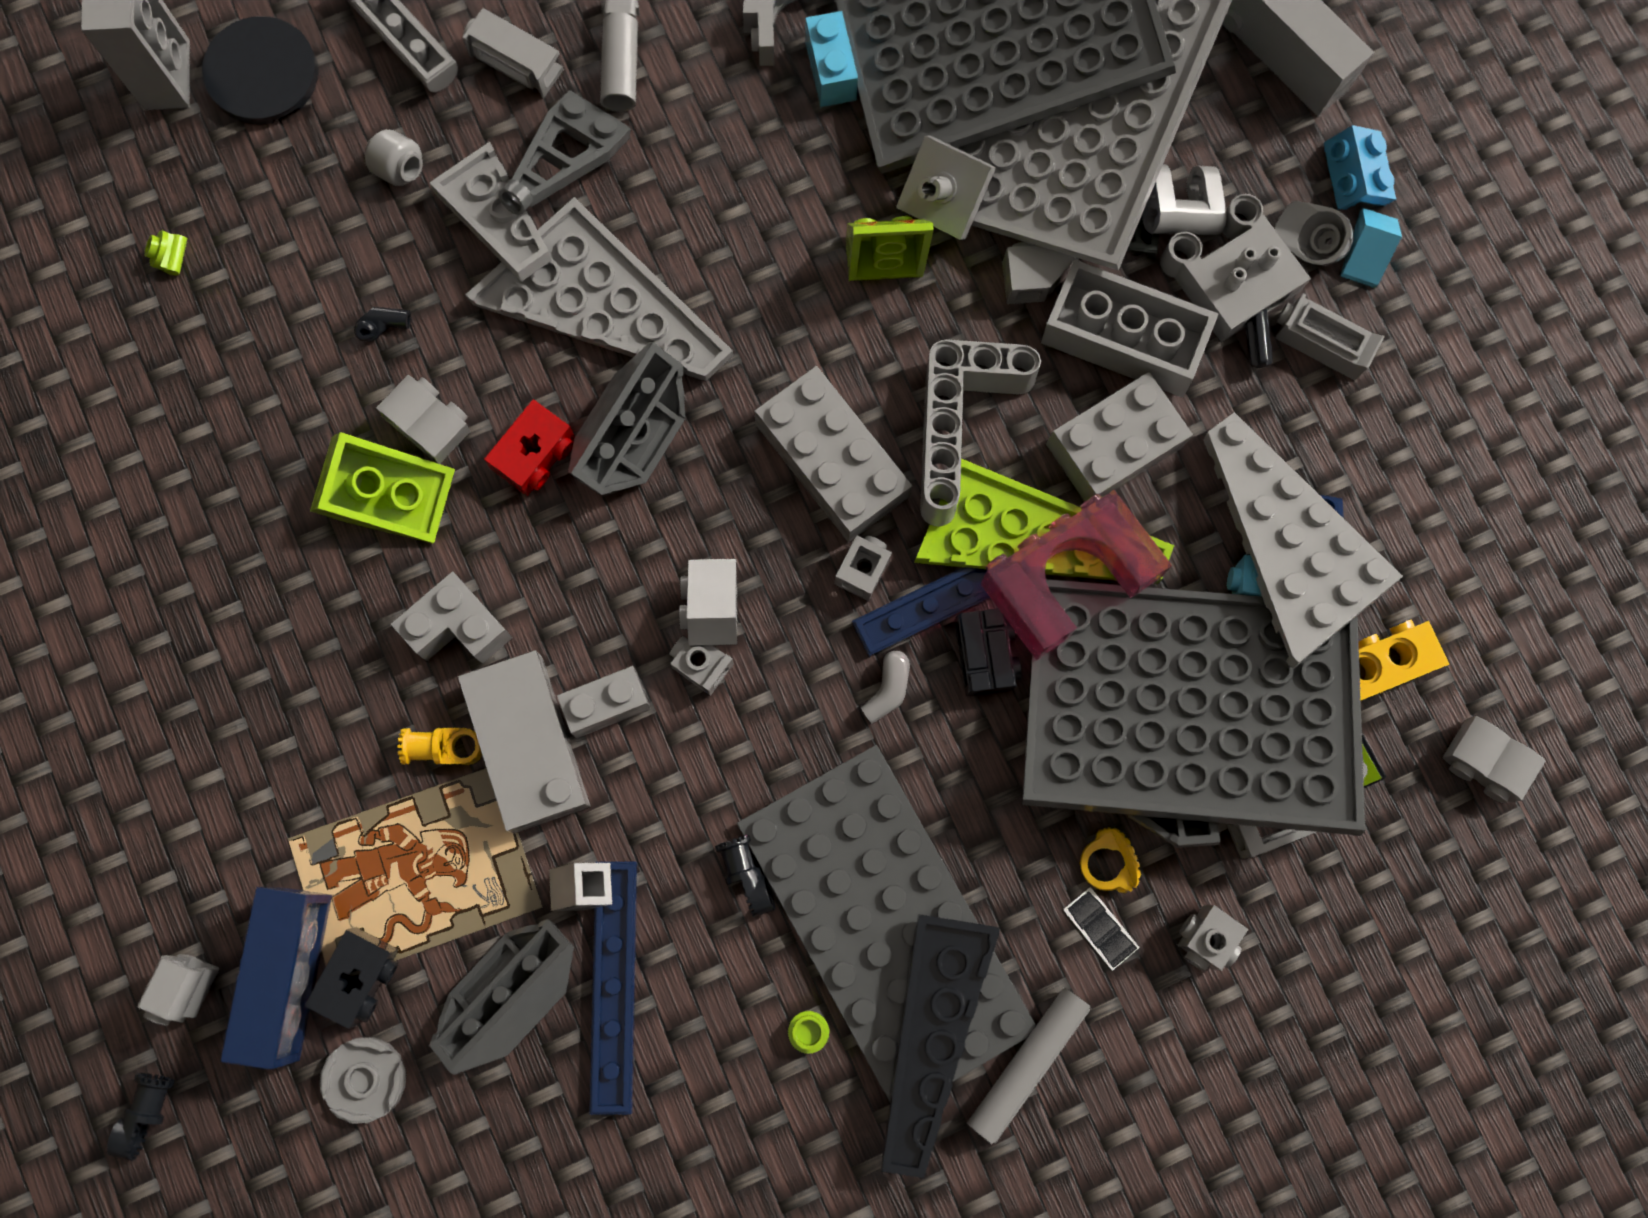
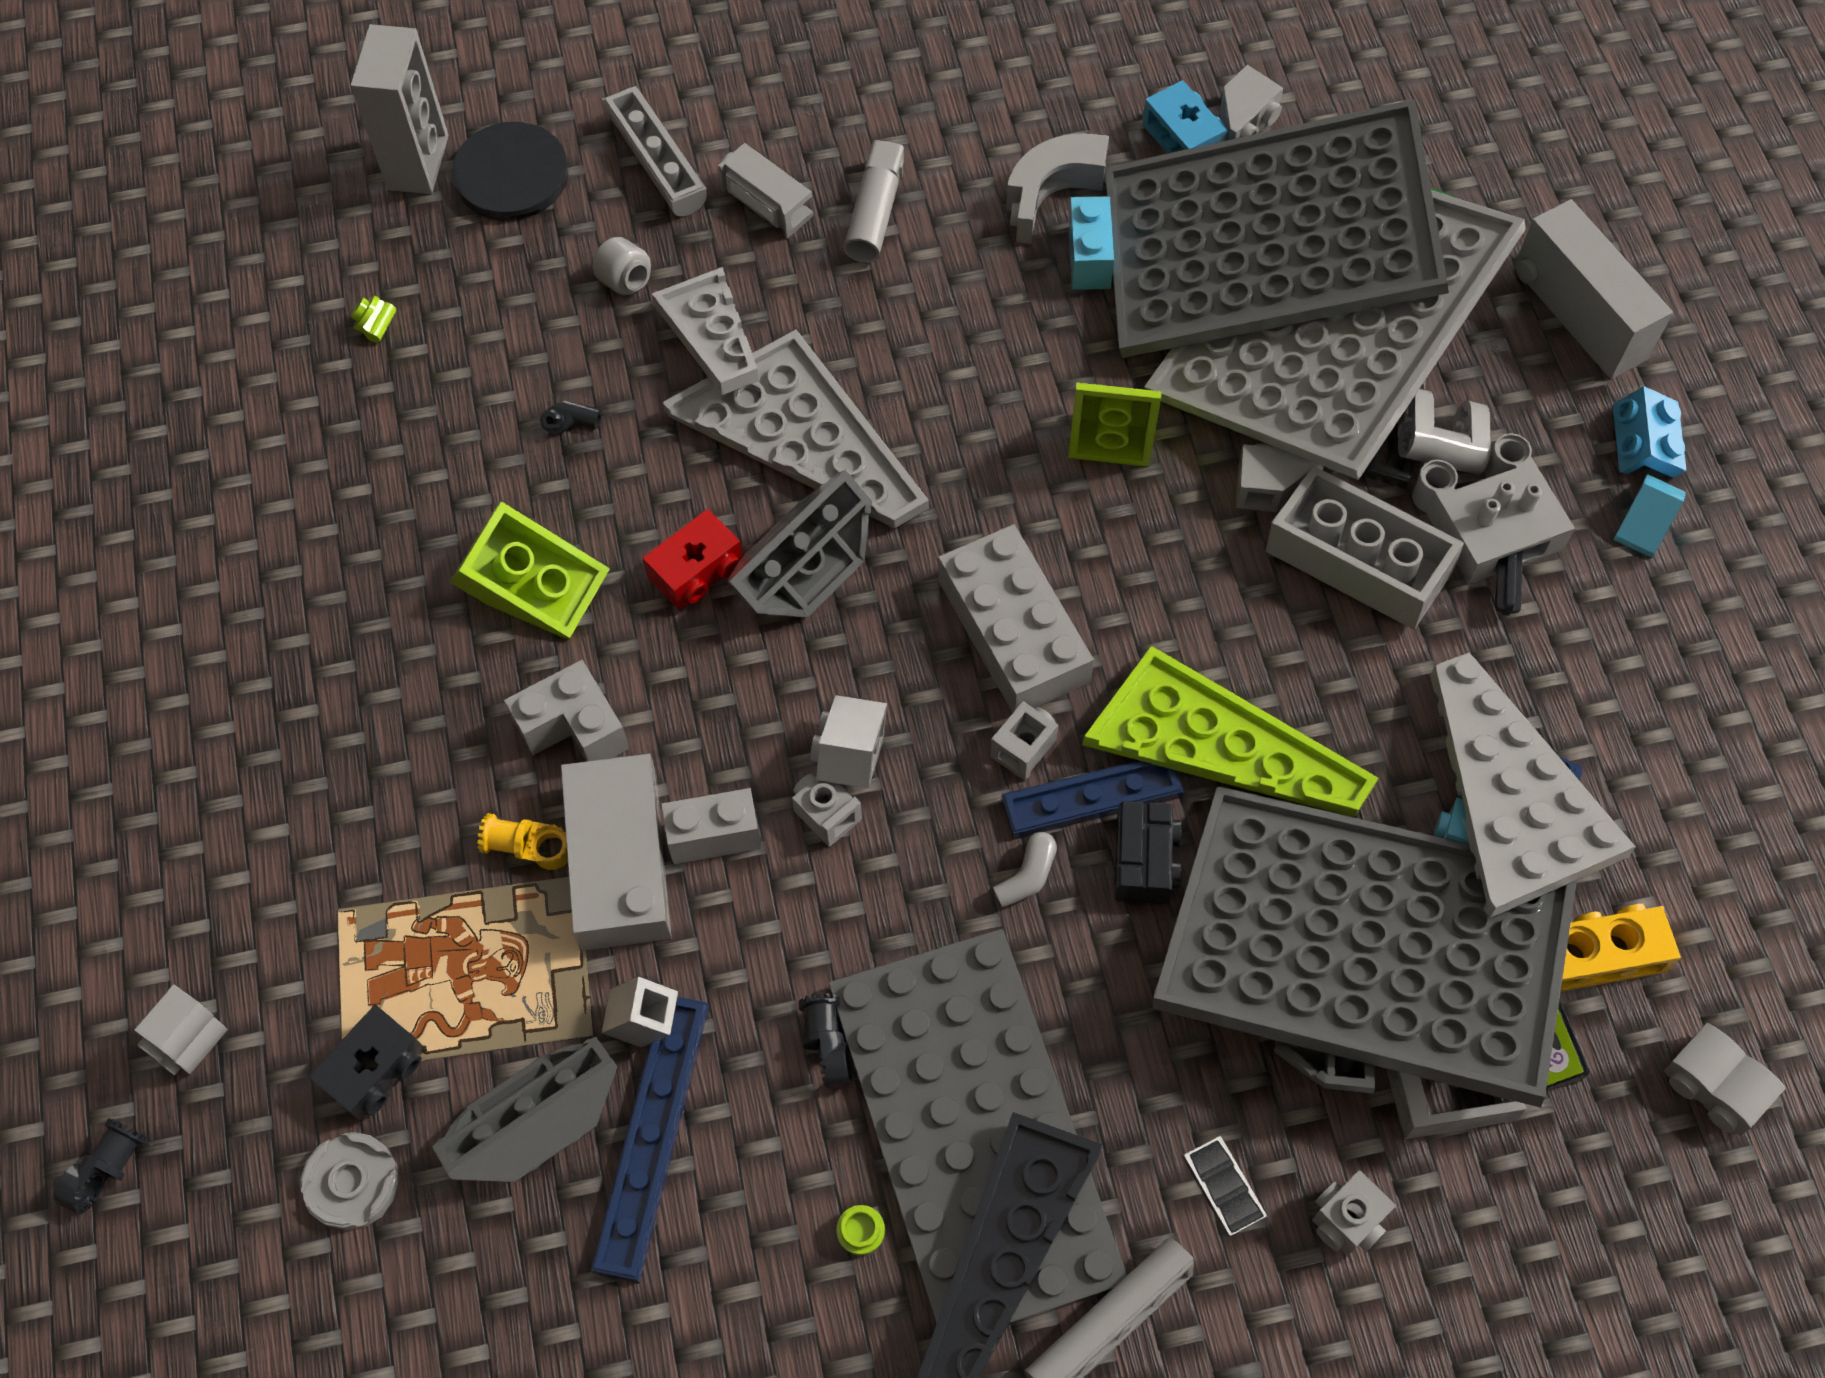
camera: 20 degrees right, 15 degrees down
(276, 977) = (288, 1038): dark blue brick -> none
(423, 418) = (590, 513): light grey brick -> none
(581, 121) = (819, 262): dark grey plate -> none
(945, 187) = (1189, 374): light grey tile -> none
(947, 414) = (1162, 557): light grey beam -> none
(1101, 529) = (1294, 739): clear pink arch -> none
(1113, 840) = (1265, 1128): yellow piece -> none
(1119, 438) = (1334, 657): light grey brick -> none
(1309, 228) = (1585, 483): light grey cap -> none
(1327, 337) = (1587, 594): light grey window -> none

